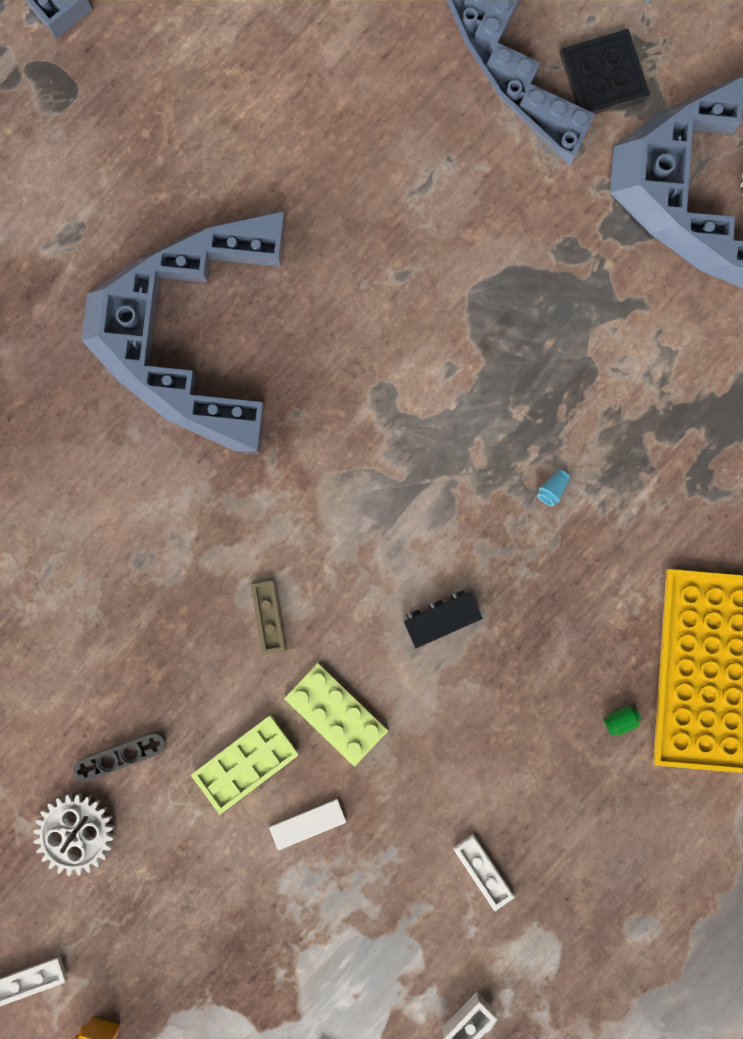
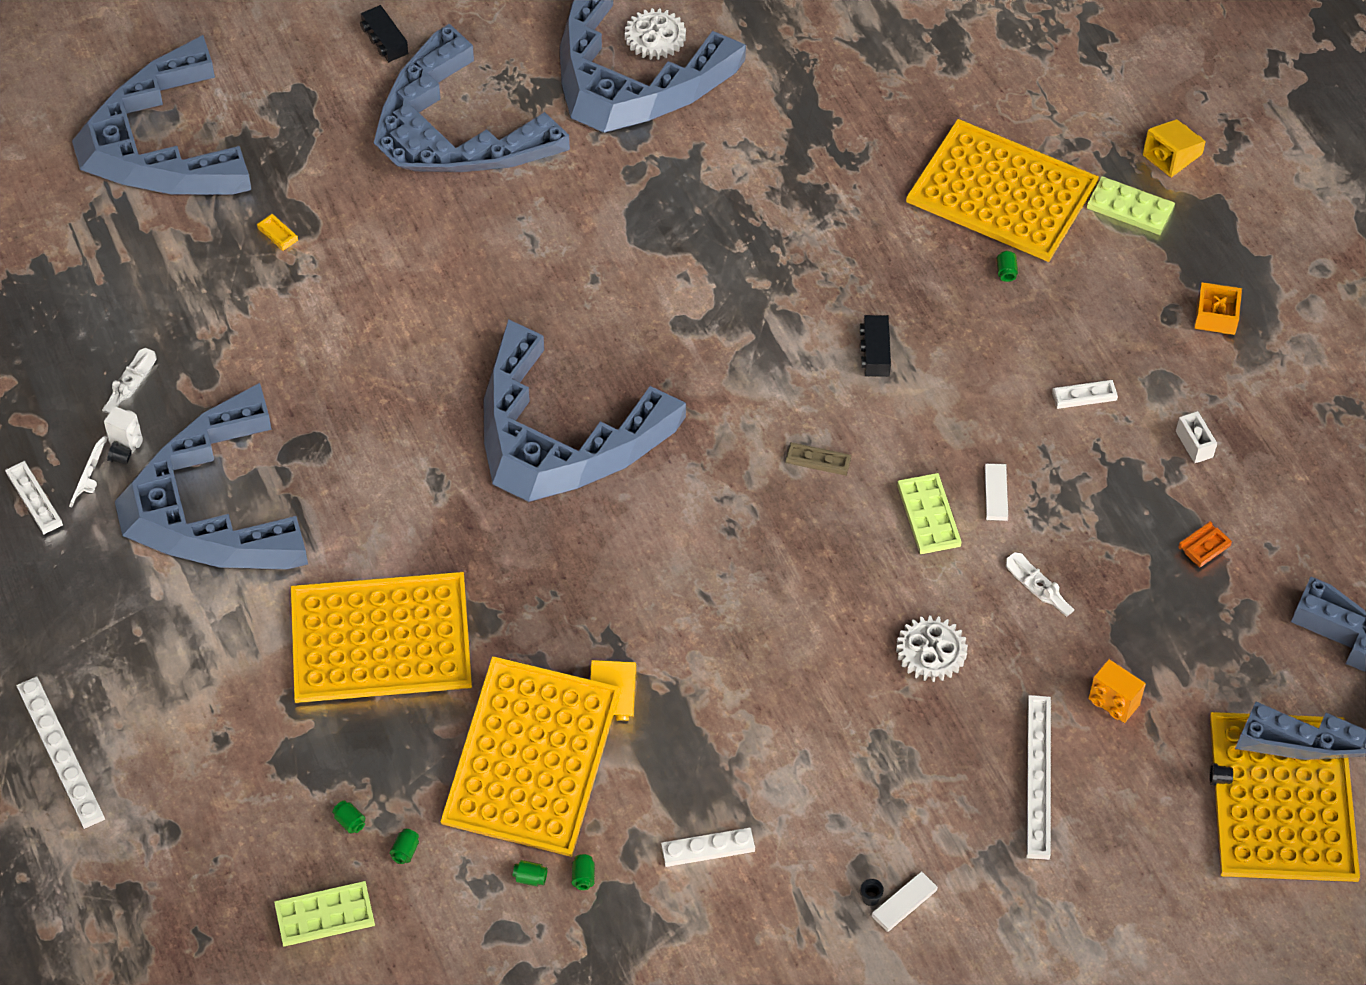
camera: 70 degrees left, 30 degrees down
(121, 759) = (880, 597): dark grey beam -> none
(215, 901) = (1030, 576): none -> white piece
(336, 714) = (917, 442): yellowish green plate -> none
(554, 488) = (810, 243): medium azure cone -> none
(605, 72) = (512, 101): black plate -> none
(666, 987) = (1218, 308): none -> light orange brick

